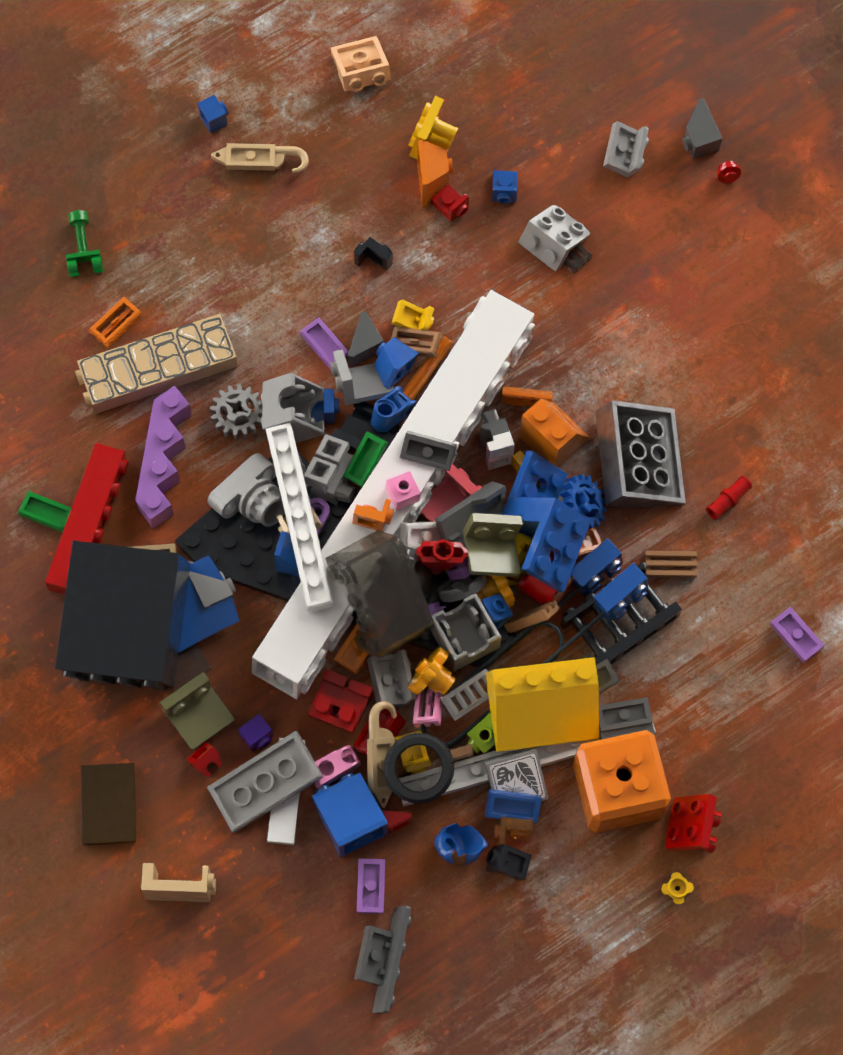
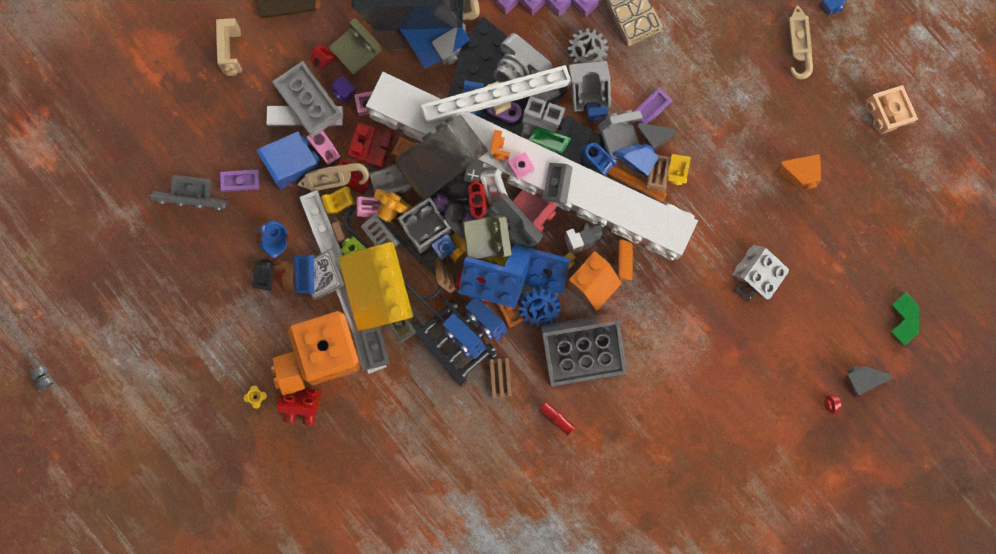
camera: 90 degrees right, 10 degrees up
(274, 697) = (360, 100): none -> bright pink plate
(379, 253) = (729, 140): black bracket -> none
(391, 773) = (304, 194): black tyre -> none
(397, 820) = (287, 190): red slope -> none
(432, 129) = (837, 166): yellow plate -> none
(450, 203) = (780, 190): red bracket -> none
(504, 186) = (799, 230): blue bracket -> none
(618, 75) = (909, 327): none -> green tile
(626, 149) = (842, 321): light grey bracket -> none
(652, 834) = (287, 374): none -> orange brick
(797, 635) = (452, 474): medium lavender plate -> none

